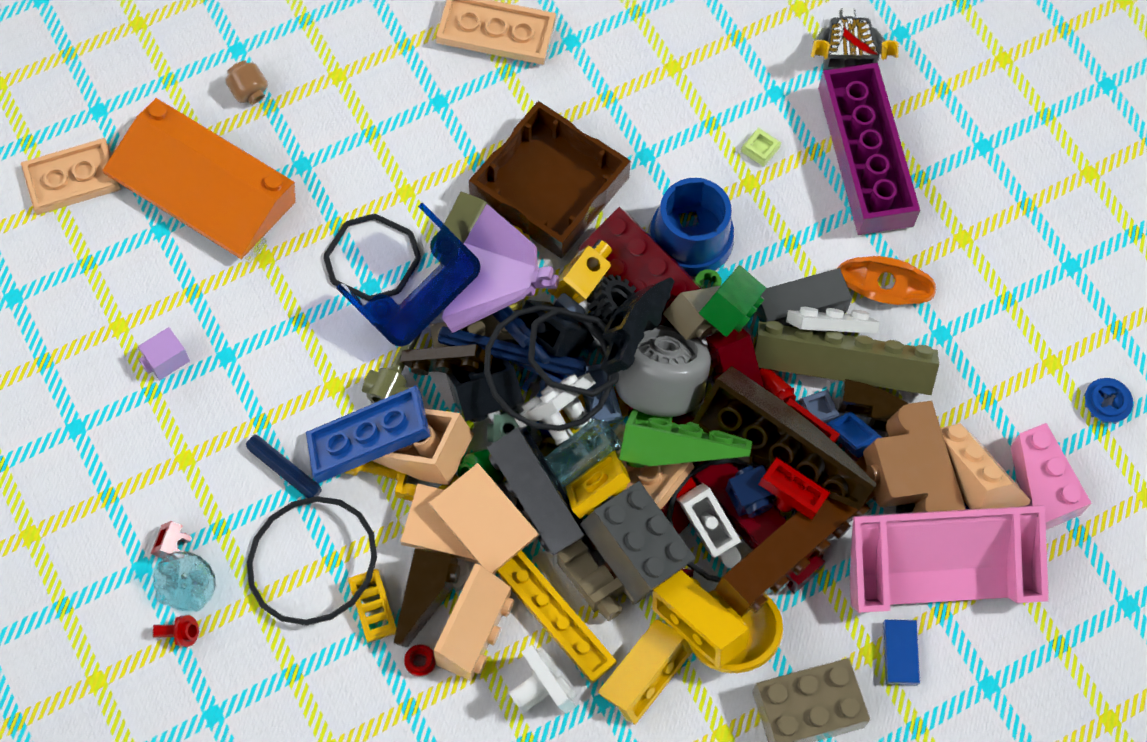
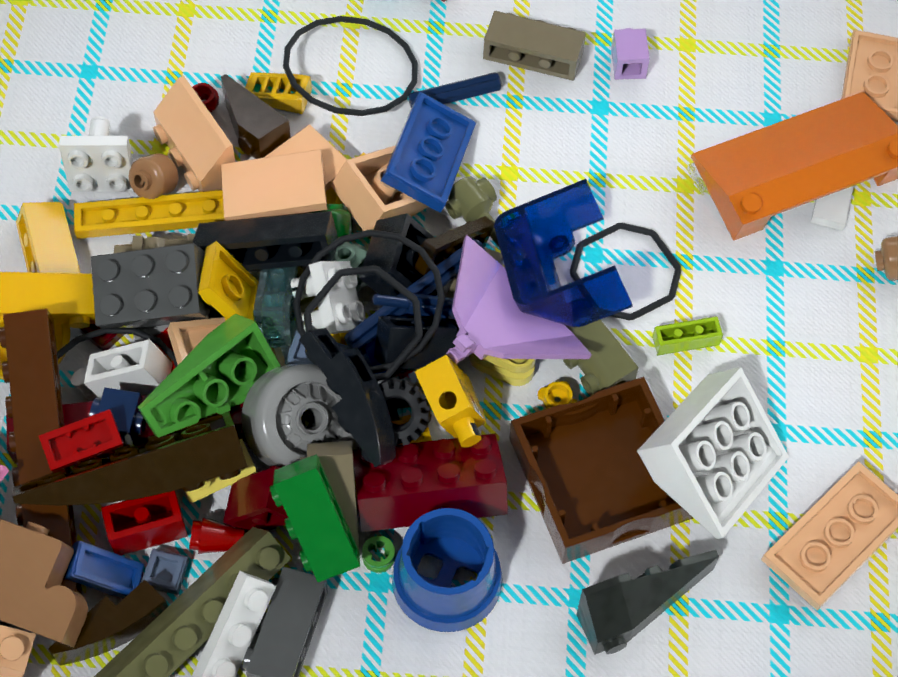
camera: 125 degrees right, 5 degrees down
(198, 430) = (534, 45): none -> dark tan brick
(403, 185) = (687, 335): none -> lime piece
(496, 110) = (715, 451): none -> white slope
(525, 631) = (153, 176): none -> medium nougat head
(633, 113) = (624, 606): none -> pearl dark grey wedge

